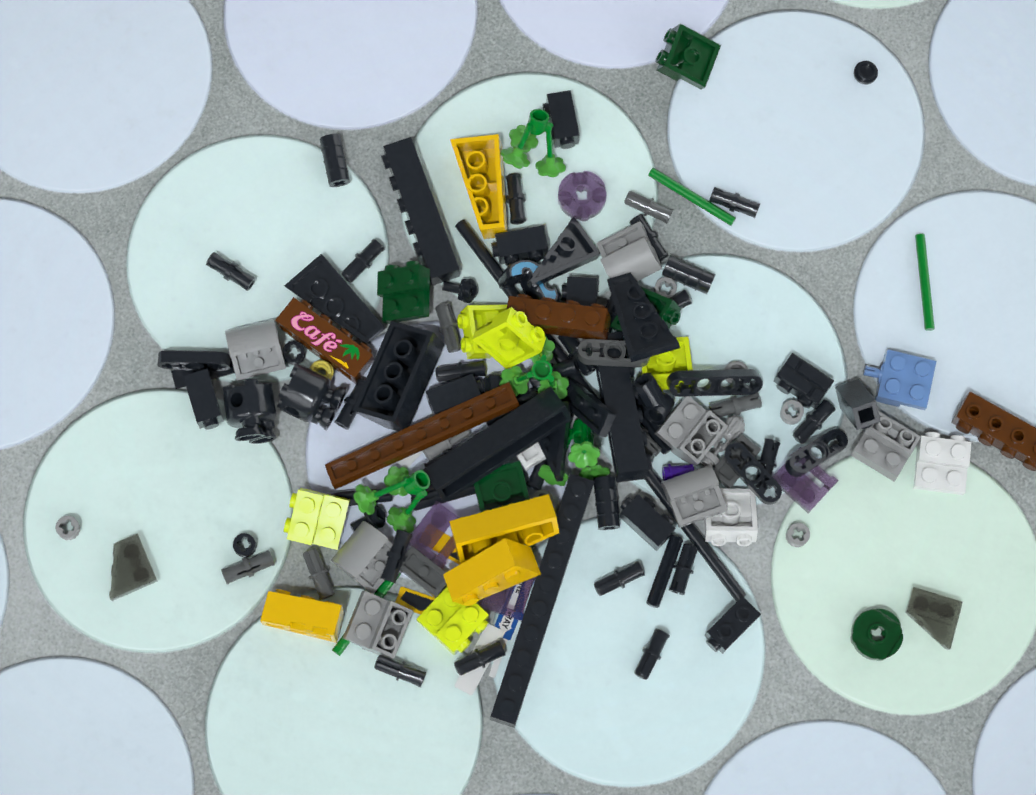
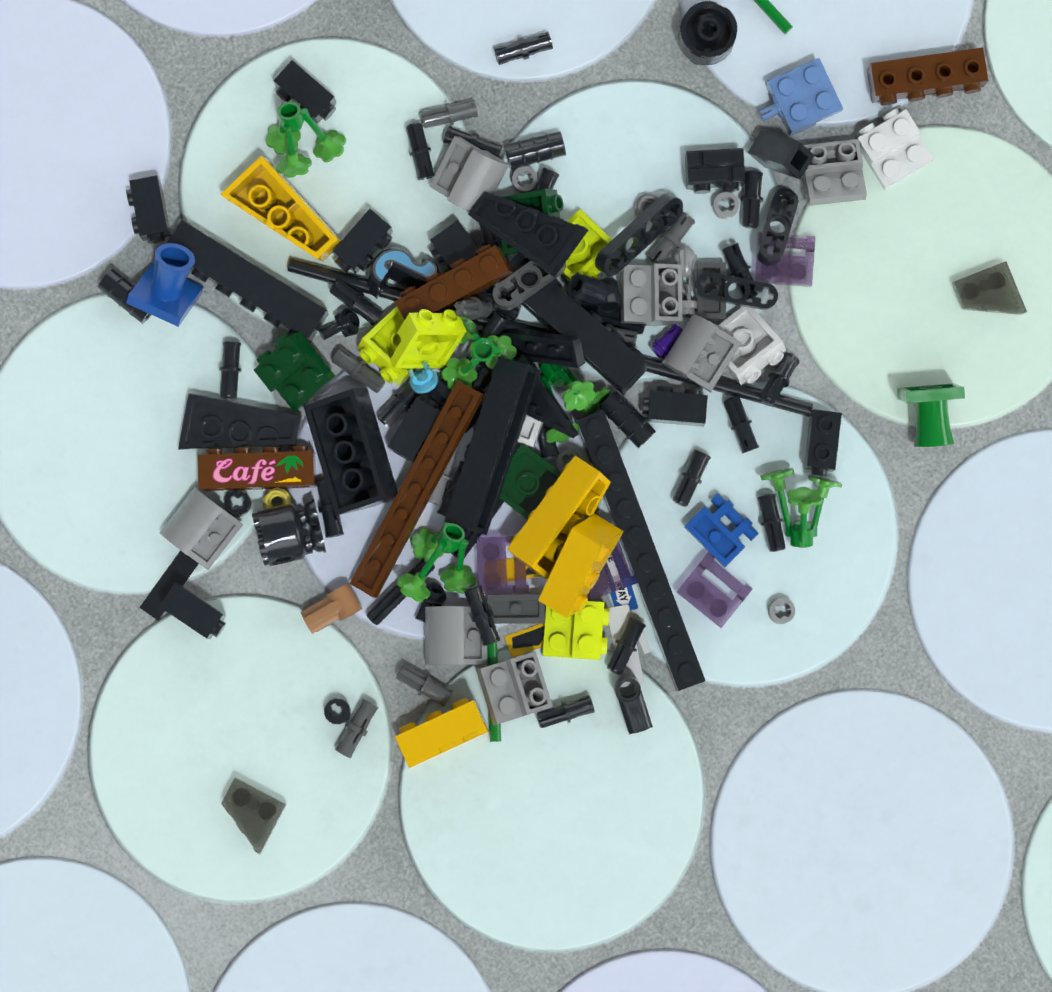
camera: 35 degrees left, 10 degrees up
(64, 521) = (175, 825): light grey bush -> none
(194, 360) = (154, 582): black beam -> none
(230, 271) = (118, 474): black pin -> none
(251, 410) = (245, 586): black piece -> none
(303, 473) = (337, 606): none -> medium nougat piece
(316, 518) = (383, 637): neon yellow plate -> none
(362, 172) = (165, 286): none -> blue plant
(396, 115) = (150, 209): none -> black brick
(450, 705) = (633, 706): none -> black piece
(484, 280) = (356, 301): none -> black axle
(487, 366) = (423, 379): none -> medium azure plate
(515, 198) = (322, 201): black pin -> none
(559, 342) = (473, 308): none -> dark grey axle
(564, 671) = (707, 597): none -> clear purple plate
(568, 253) = (411, 216): black wing -> none
(582, 209) = (368, 139): clear purple plate -> none
(603, 631) = (715, 536): none -> blue plate
(606, 729) = (784, 619): none -> light grey bush
(609, 215) = (420, 151): none -> black axle
(664, 571) = (725, 439): black axle -> none
(667, 677) = (802, 531): none -> plant
(691, 196) = (480, 73): green bar -> none
(734, 557) = (778, 379): none -> black axle
(796, 542) = (824, 311): light grey bush -> none
(826, 665) = (932, 412): none -> green plant
(883, 283) = (717, 20): none -> black brick
(891, 633) = (964, 337): dark green plate -> none

